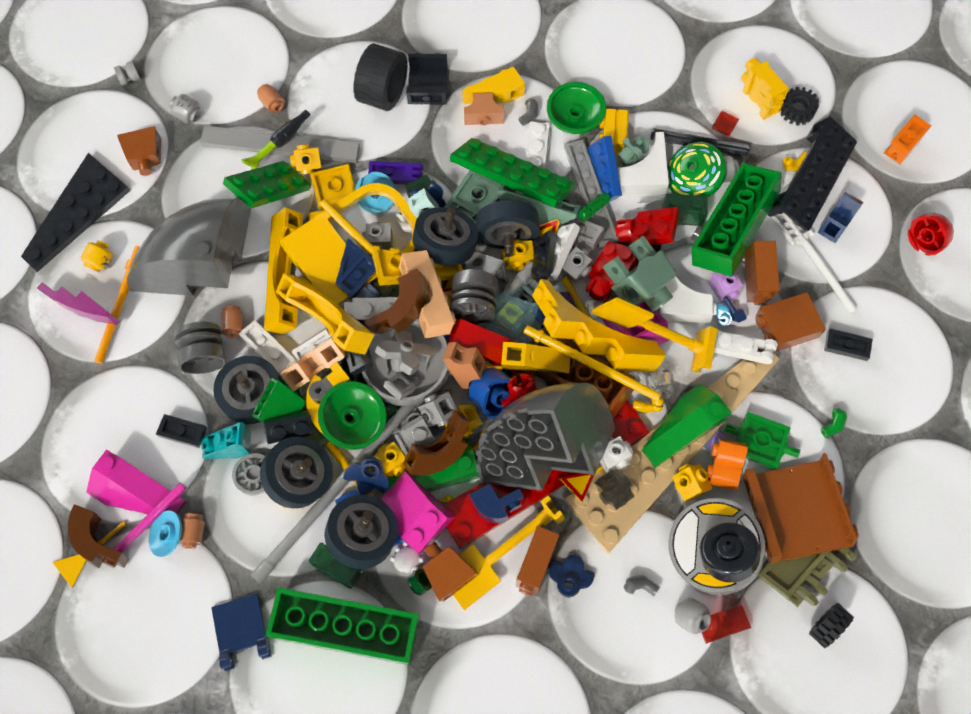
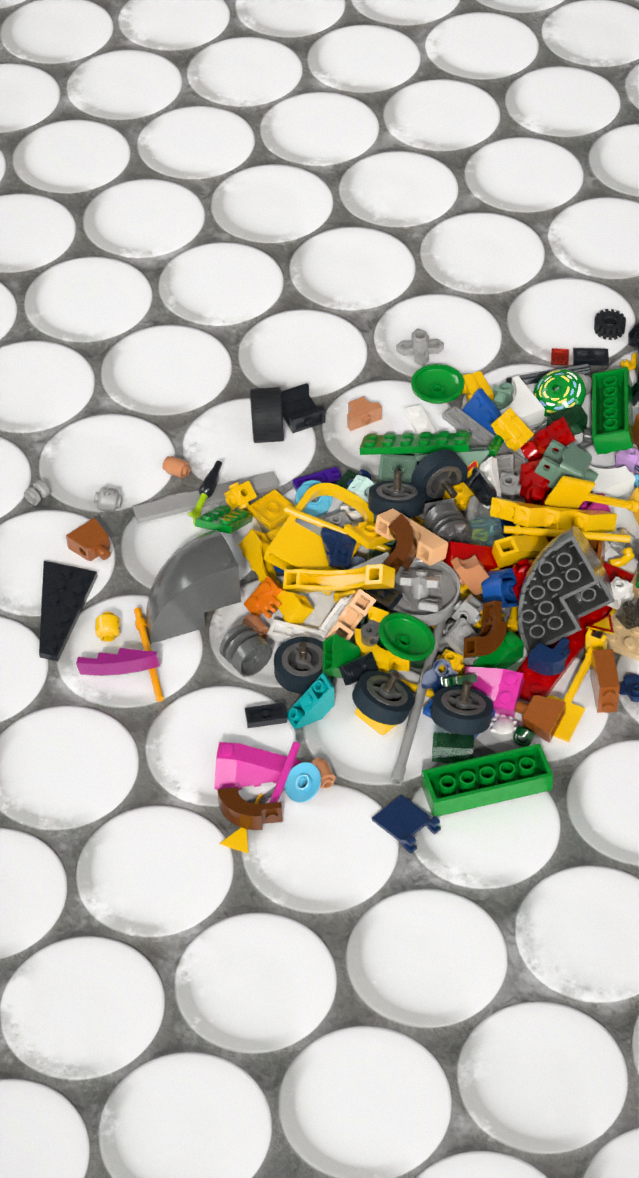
camera: 25 degrees left, 20 degrees down
(251, 474) = (344, 721): light grey wheel -> none
(256, 292) = (264, 598): none -> orange hinge
(385, 490) = (459, 679): none -> dark green plate
(505, 87) = (369, 386): yellow slope -> none
(531, 112) = (400, 400): dark grey arm -> none
(587, 54) = (420, 347): none -> light grey plant
(616, 198) = (512, 429): none -> yellow brick
(756, 137) = (592, 356): none -> black plate
(764, 87) = (576, 319): yellow hips -> none

